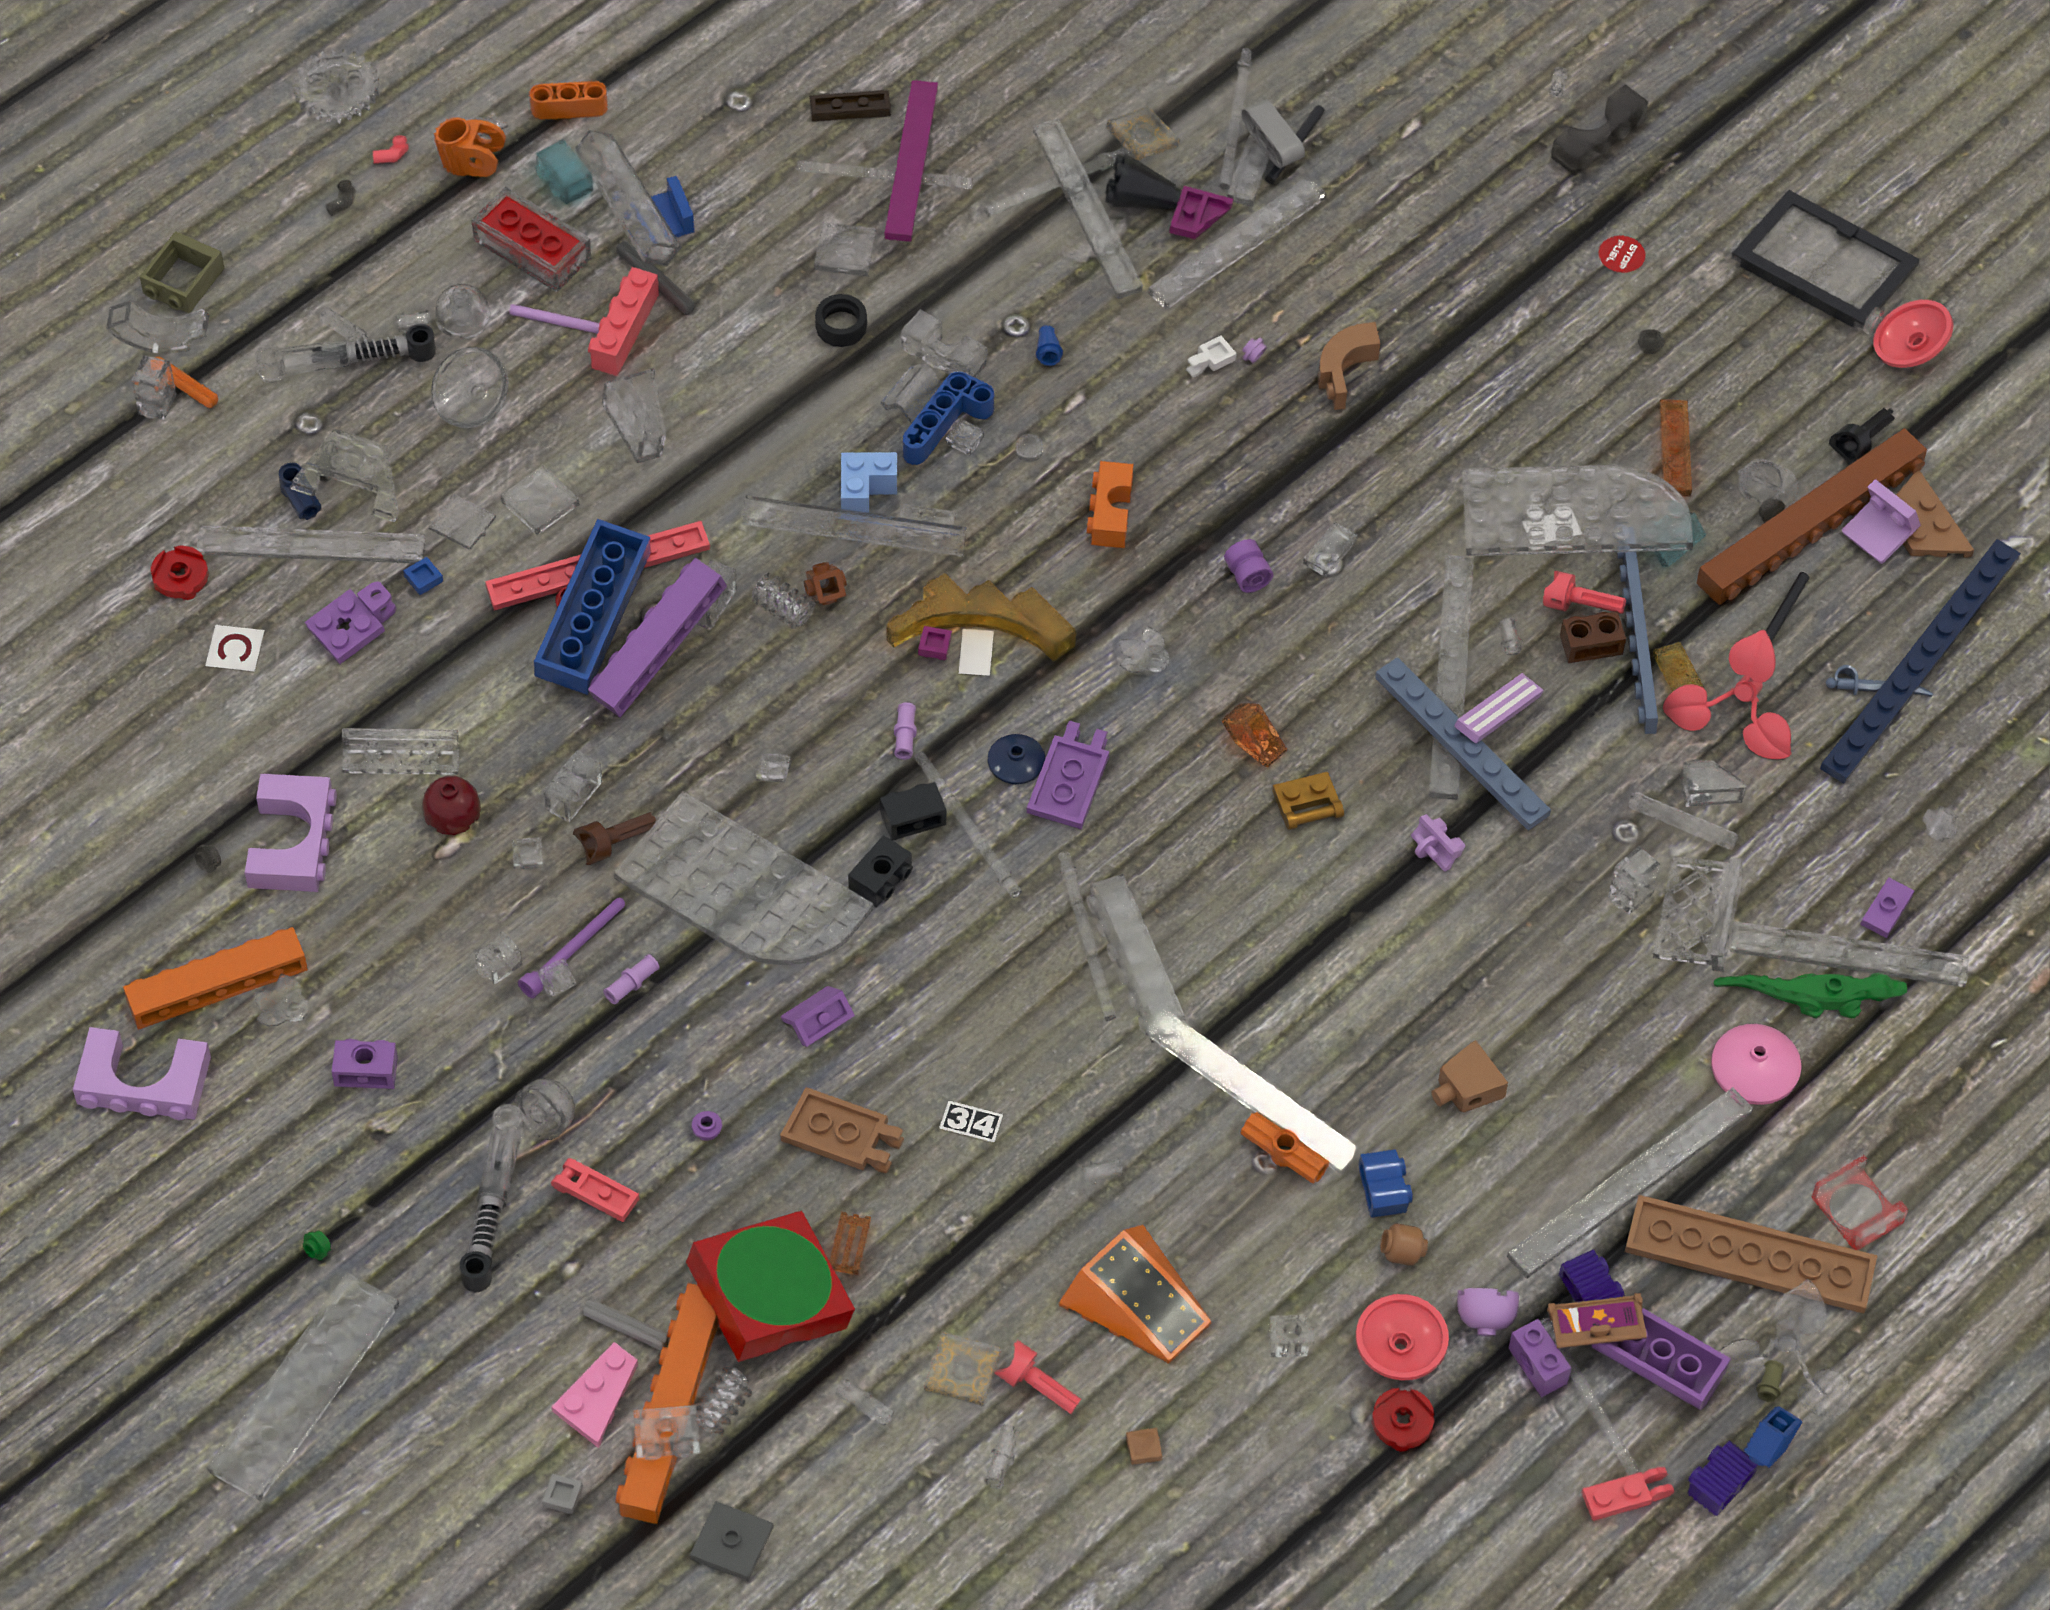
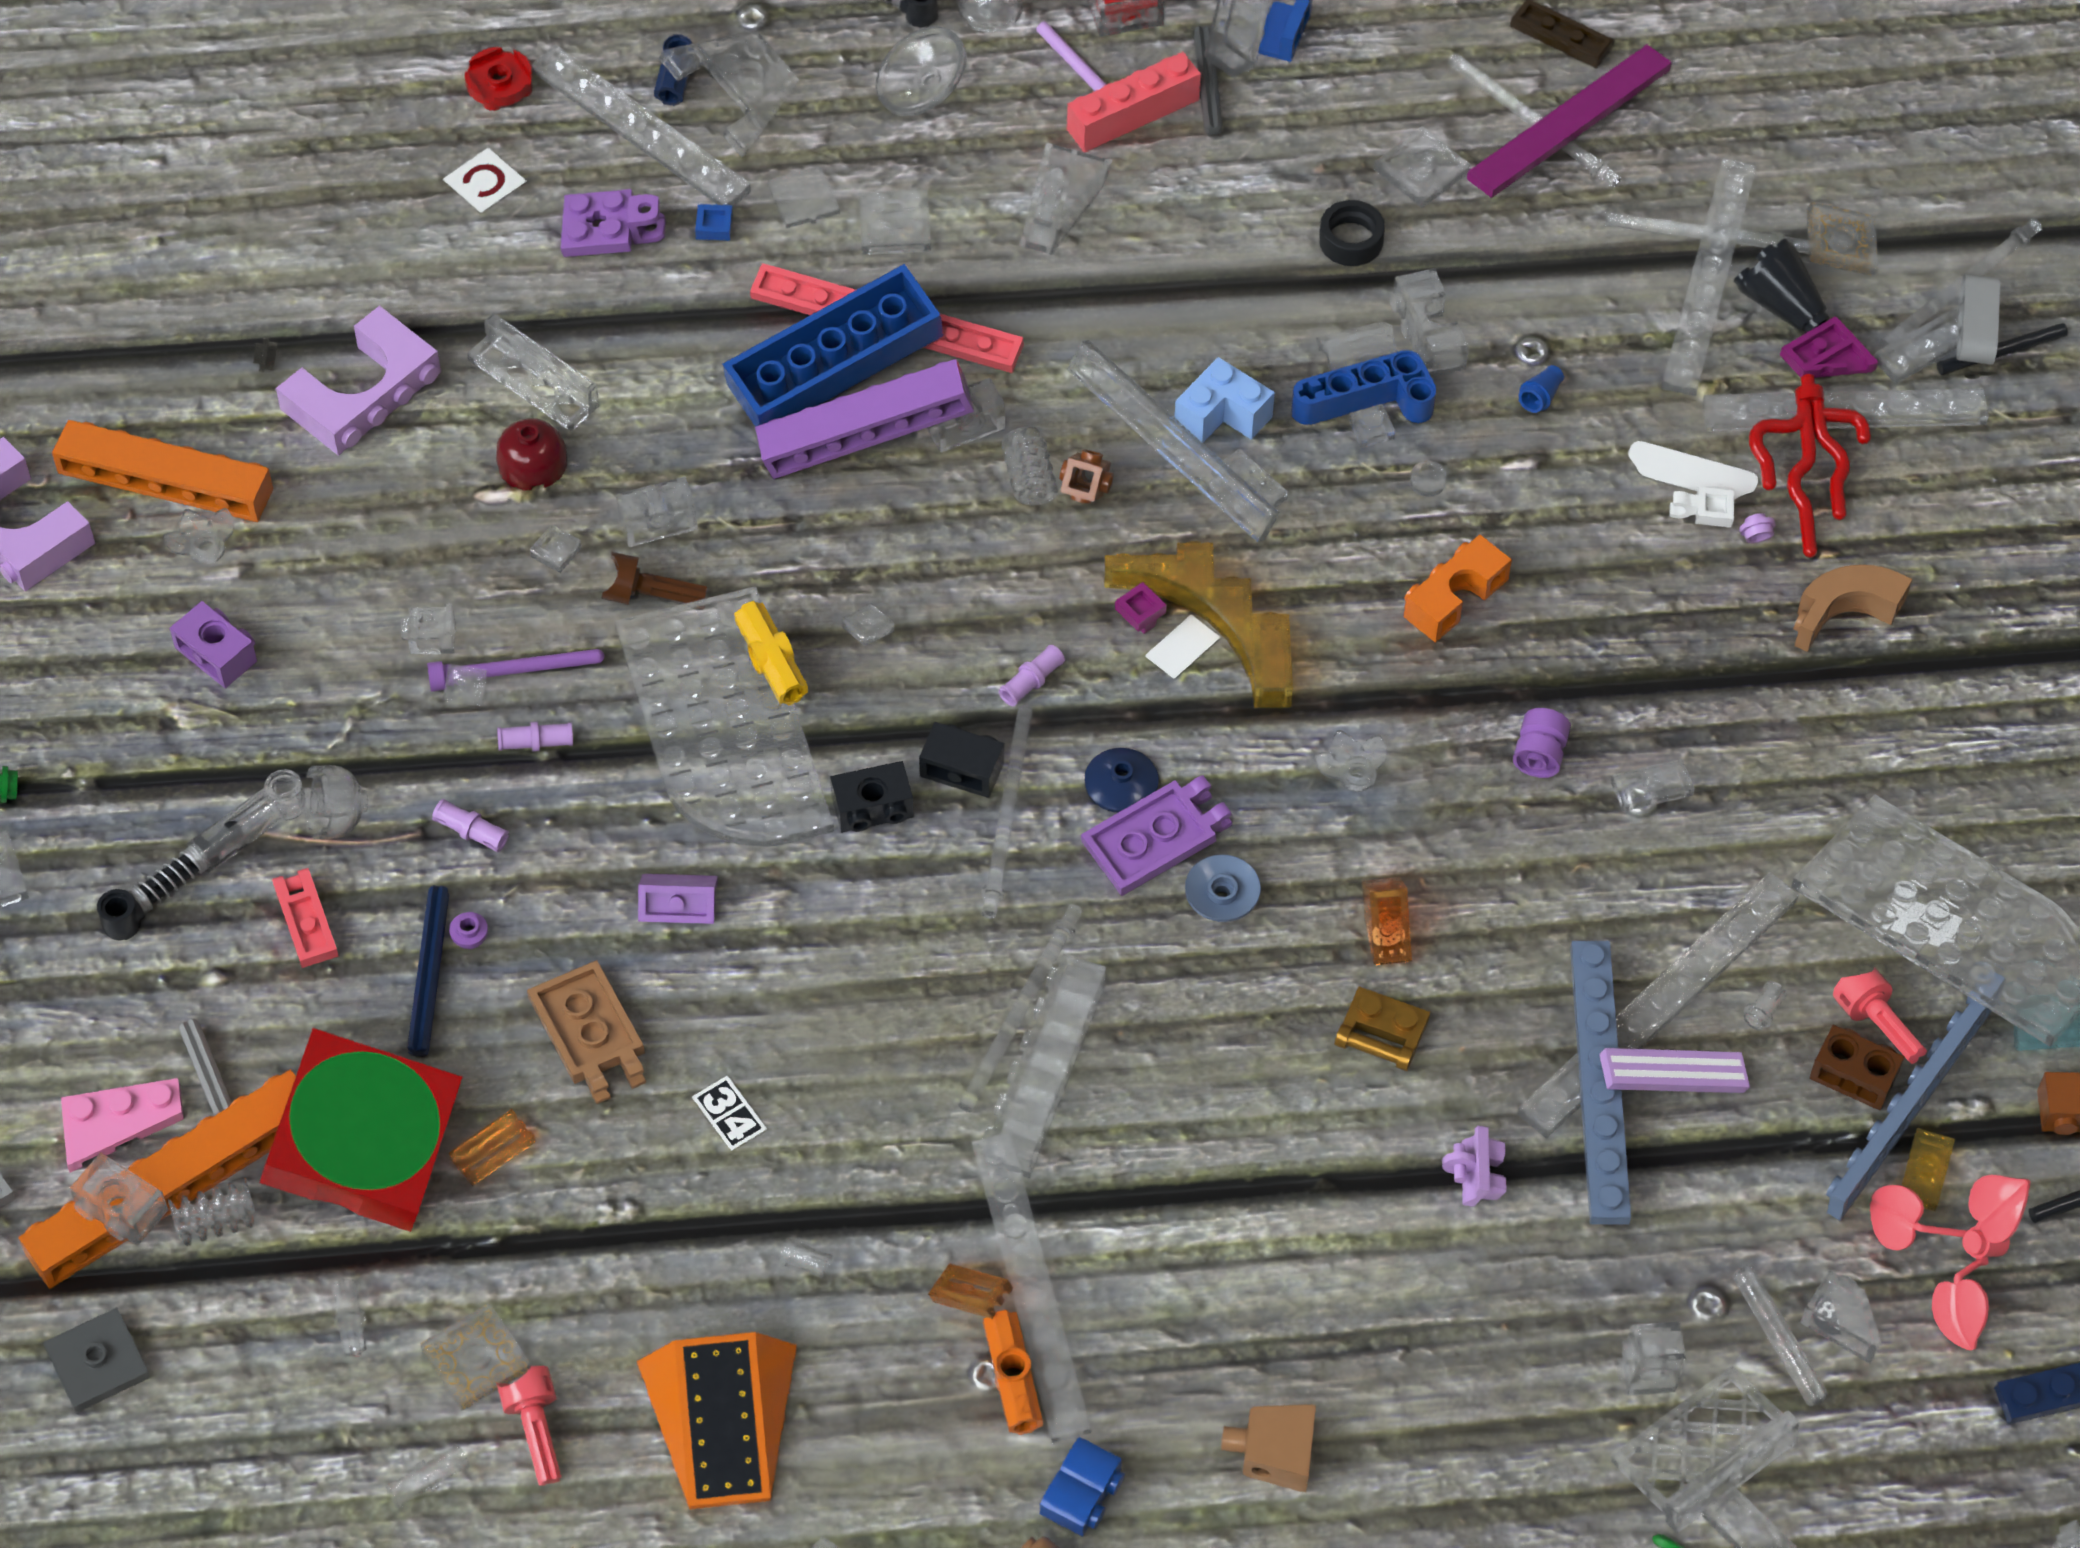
camera: 40 degrees right, 0 degrees up
(645, 1061) = (470, 825): none -> lavender pin
(705, 1167) = (428, 971): none -> dark blue axle
(738, 823) = (771, 653): none -> yellow piece
(1142, 771) = (1225, 875): none -> sand blue dish
(1178, 341) = (1689, 470): none -> white sticker
(1219, 1123) = (965, 1296): none -> clear orange tile
(1232, 263) = (1811, 422): none -> red plant

